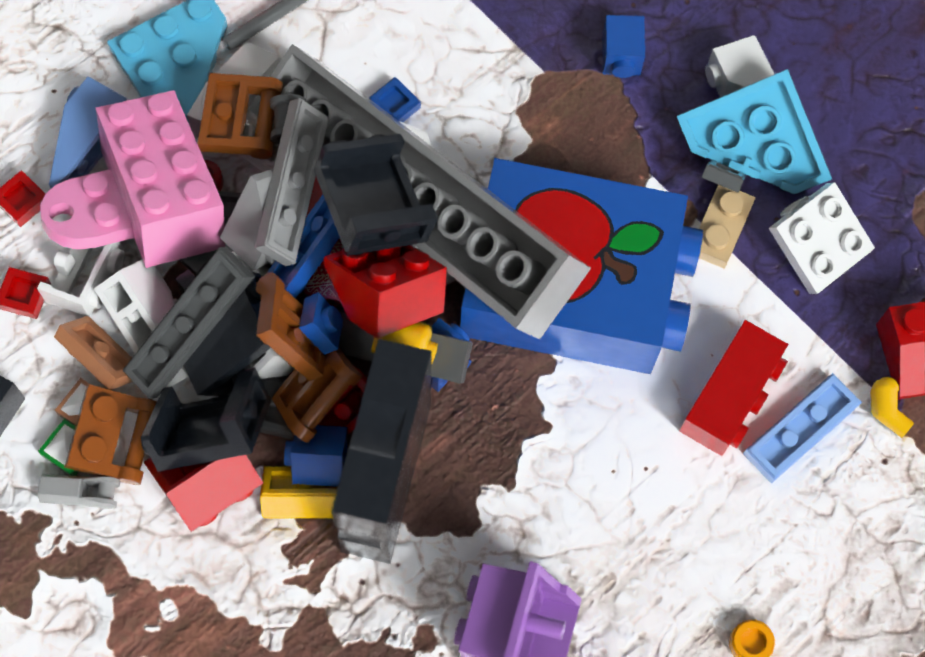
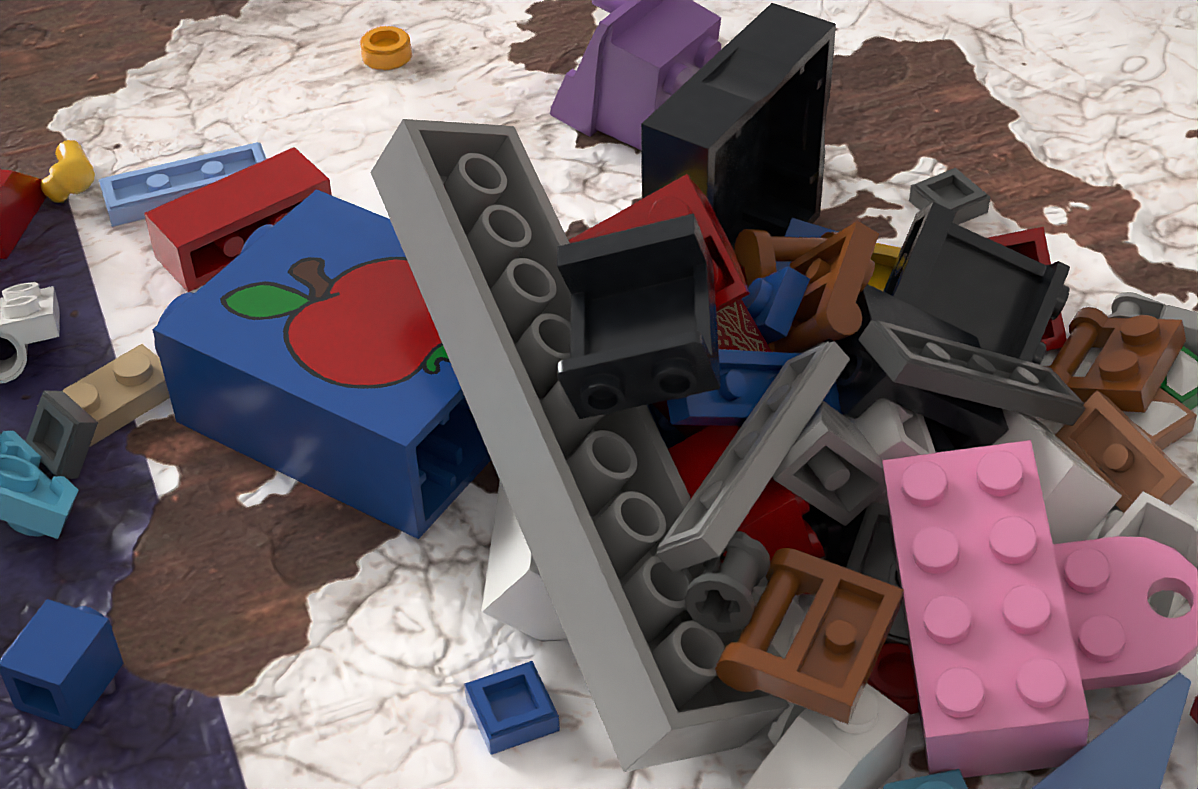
camera: 155 degrees left, 25 degrees down
(248, 592) = (952, 191): none -> dark grey tile

